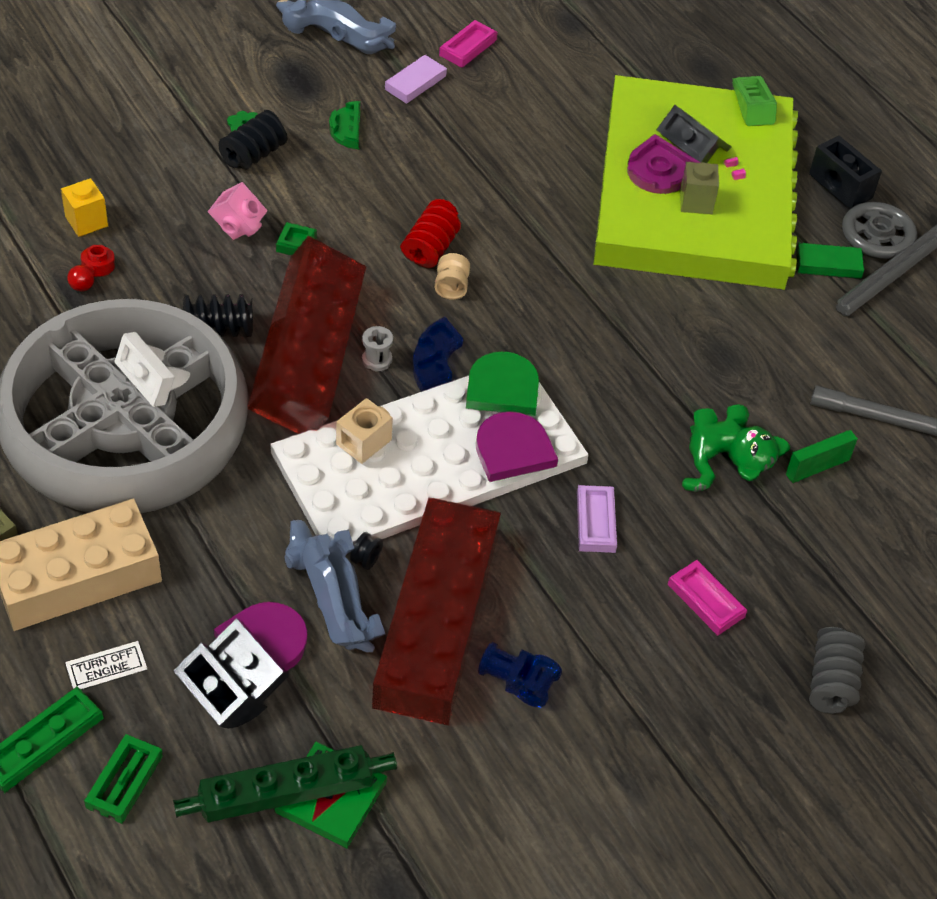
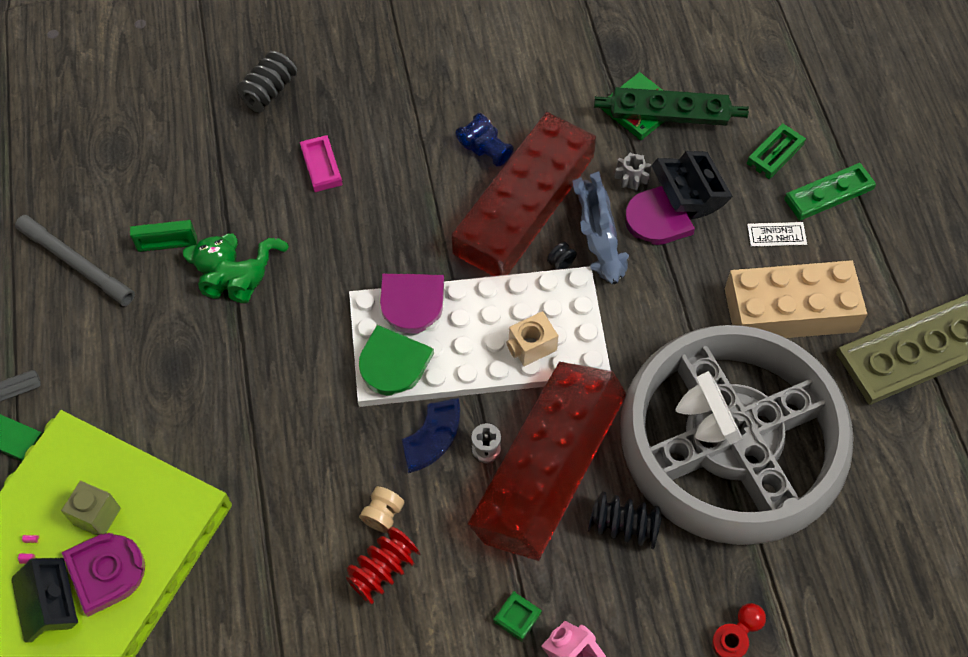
camera: 155 degrees left, 10 degrees up
(312, 680) = (633, 171): none -> light grey gear
(596, 519) = (369, 243): lavender tile -> none

